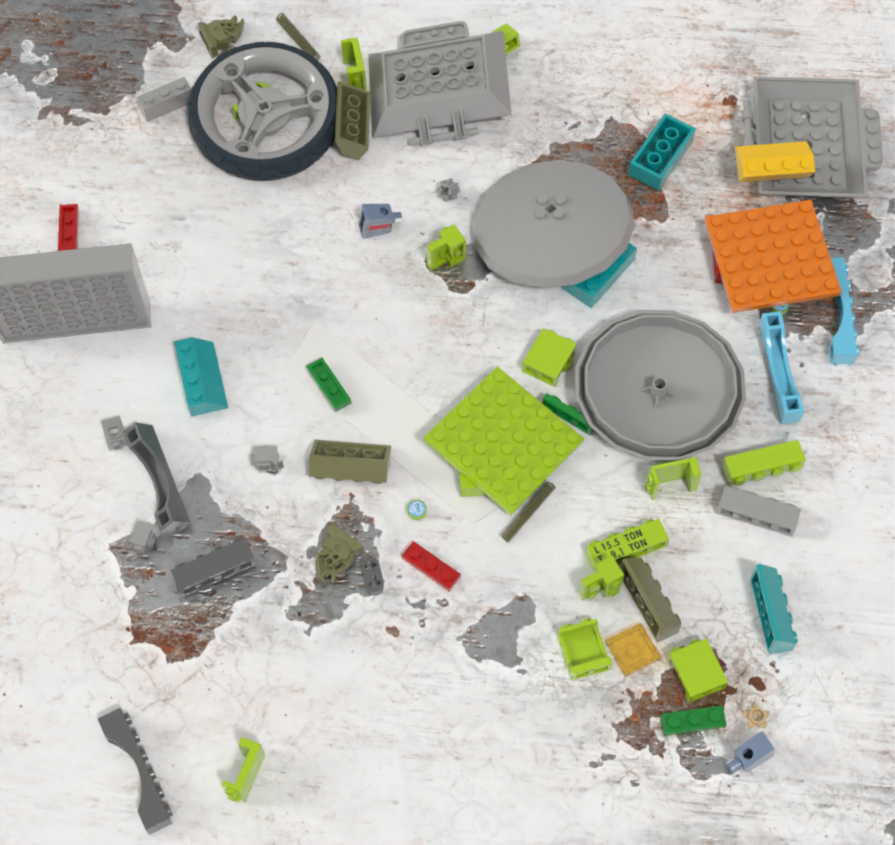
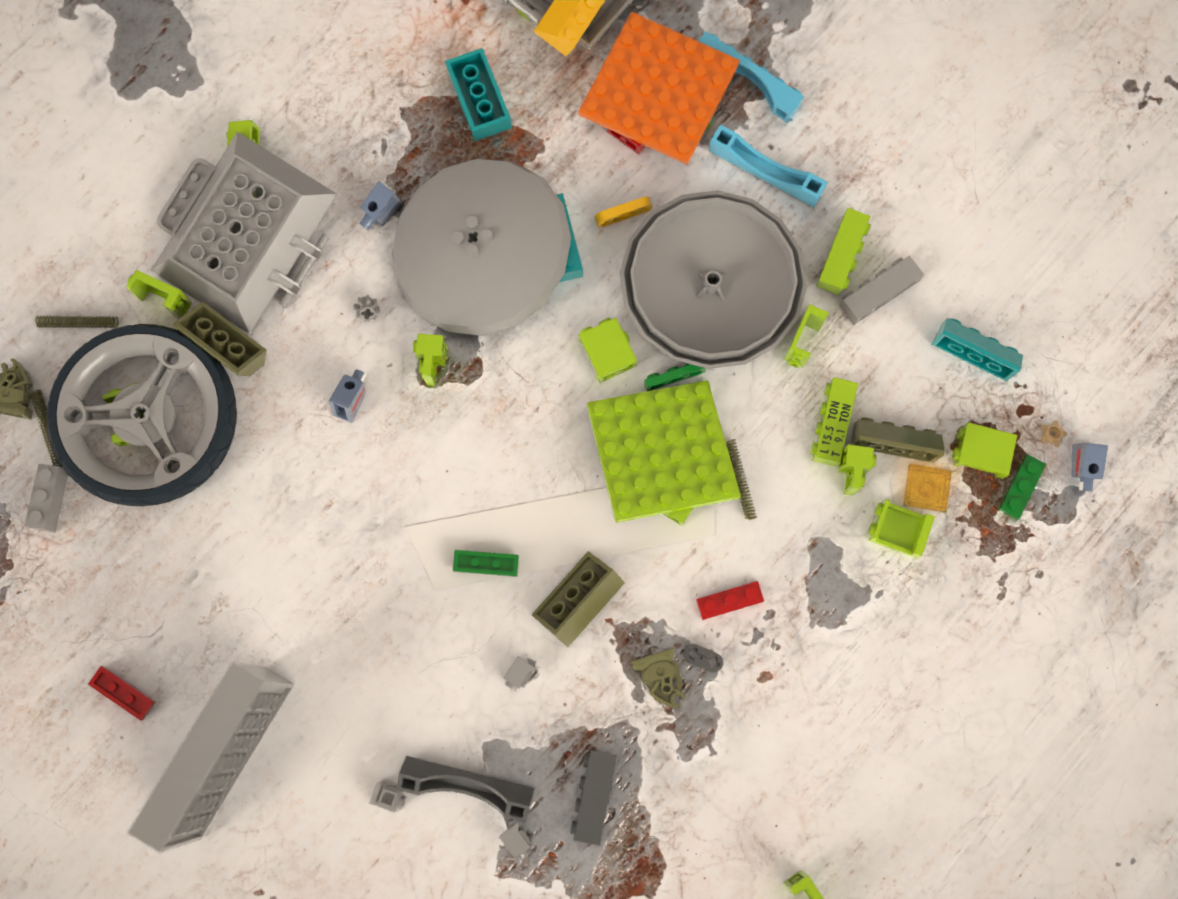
camera: 55 degrees left, 15 degrees up
(200, 376) = (386, 674): teal slope -> none
(416, 509) = (667, 573): tile -> none
(528, 147) = (379, 206): none -> sand blue torso
(660, 298) = (623, 211): none -> yellow beam

